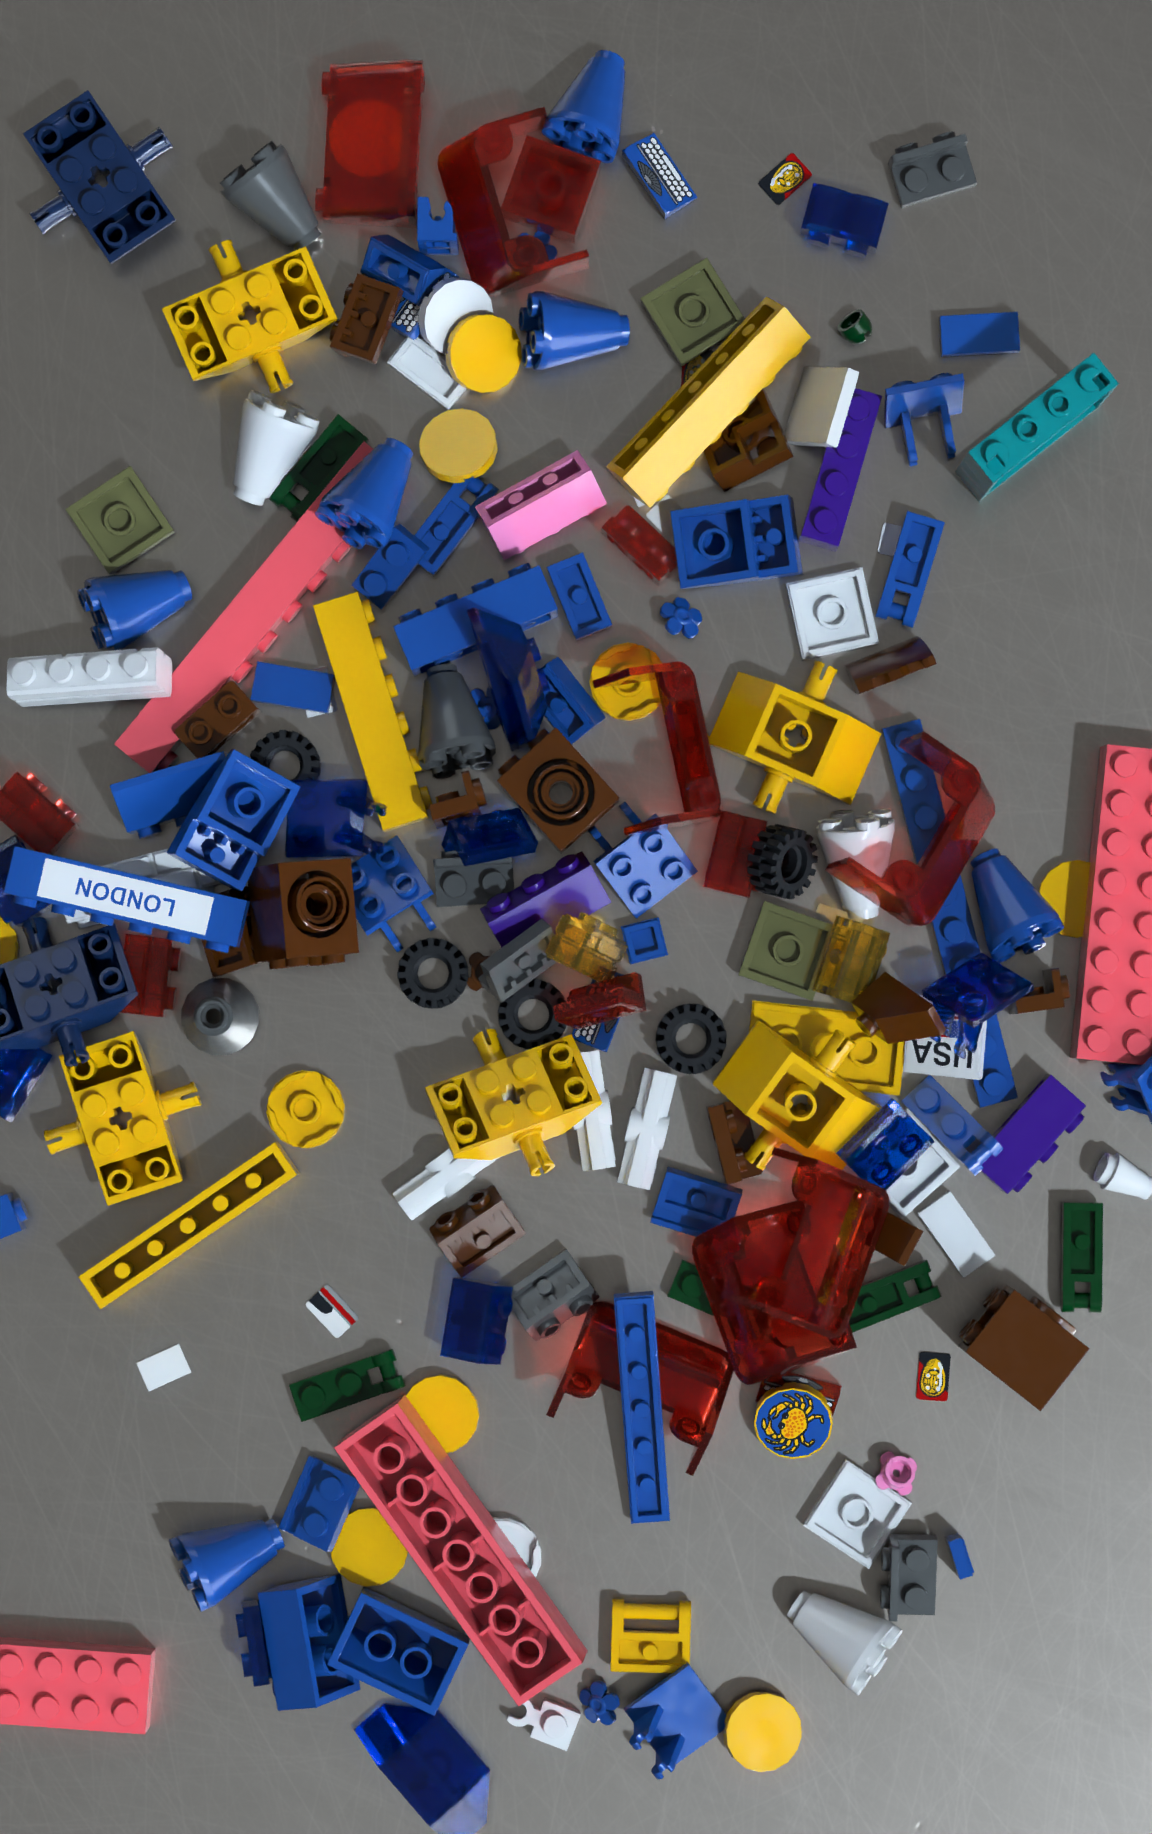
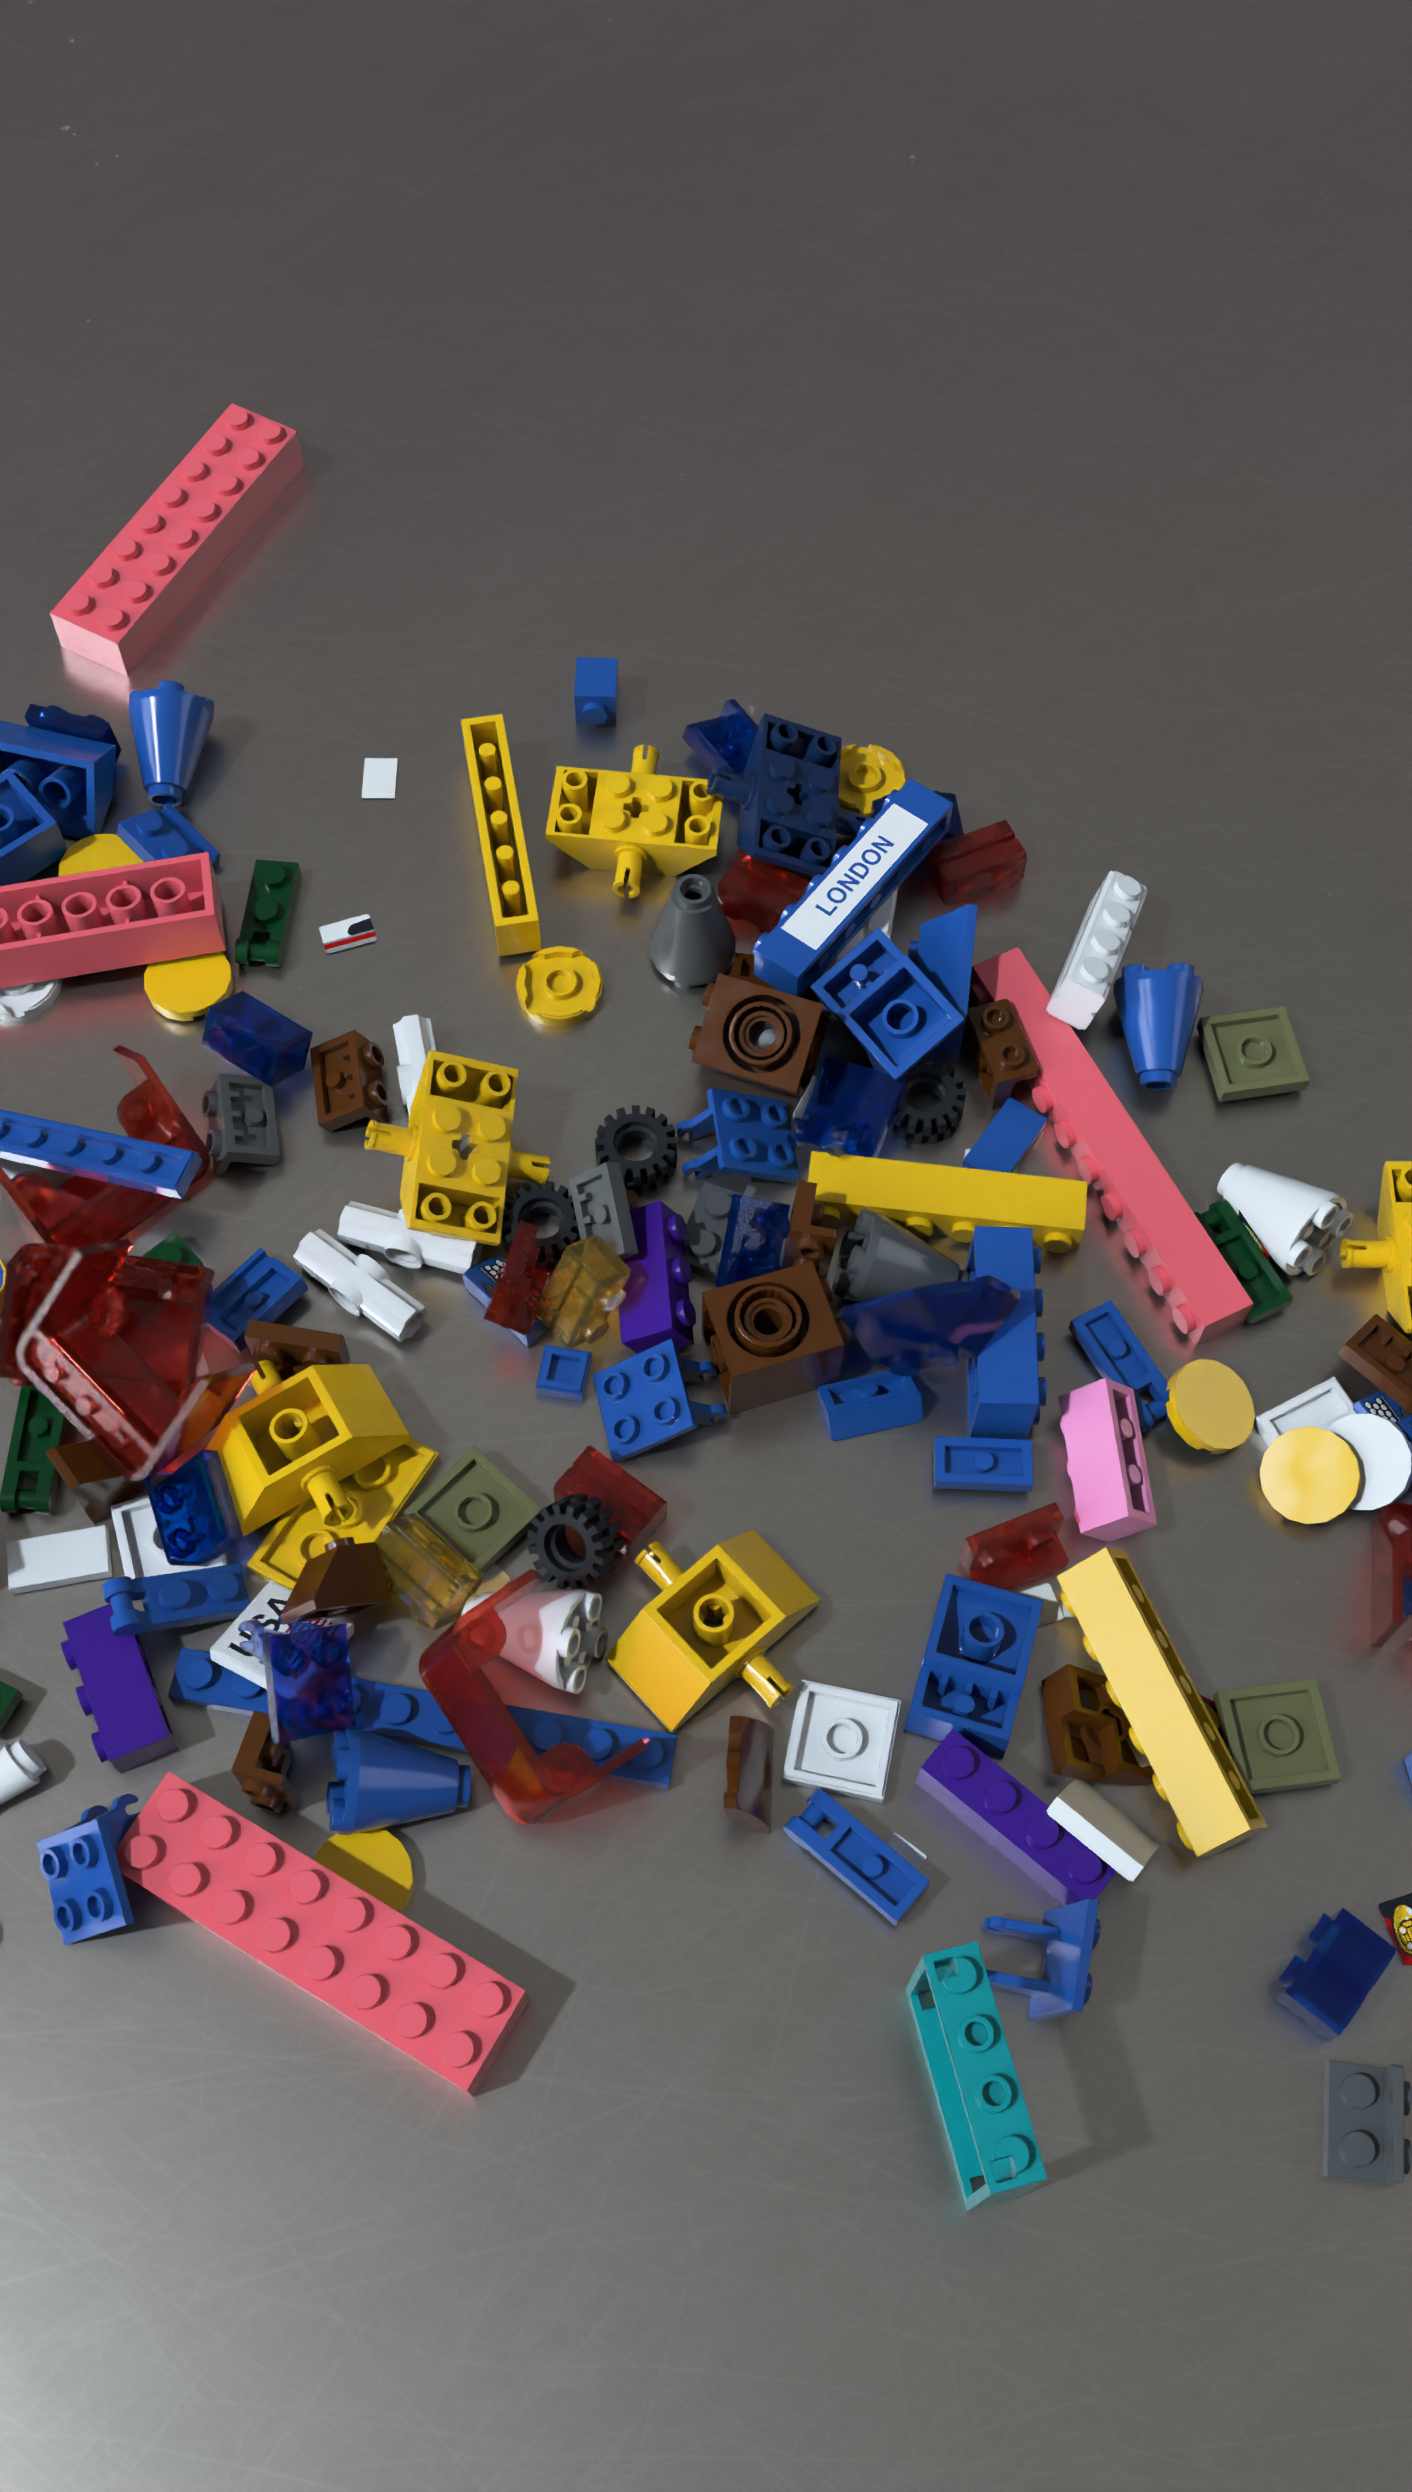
camera: 115 degrees right, 25 degrees down
(369, 496) = (1191, 1270): blue cone -> none
(390, 567) = (1099, 1281): blue plate -> none
(568, 330) = (1305, 1577): blue cone -> none
(631, 700) = (861, 1479): yellow tile -> none
(681, 618) = (911, 1564): blue plant -> none
(688, 742) = (814, 1519): clear red windscreen -> none
(714, 1045) = (426, 1345): black tyre -> none
(855, 326) = (1189, 1926): dark green hinge -> none
(979, 334) = (1122, 2087): blue tile -> none

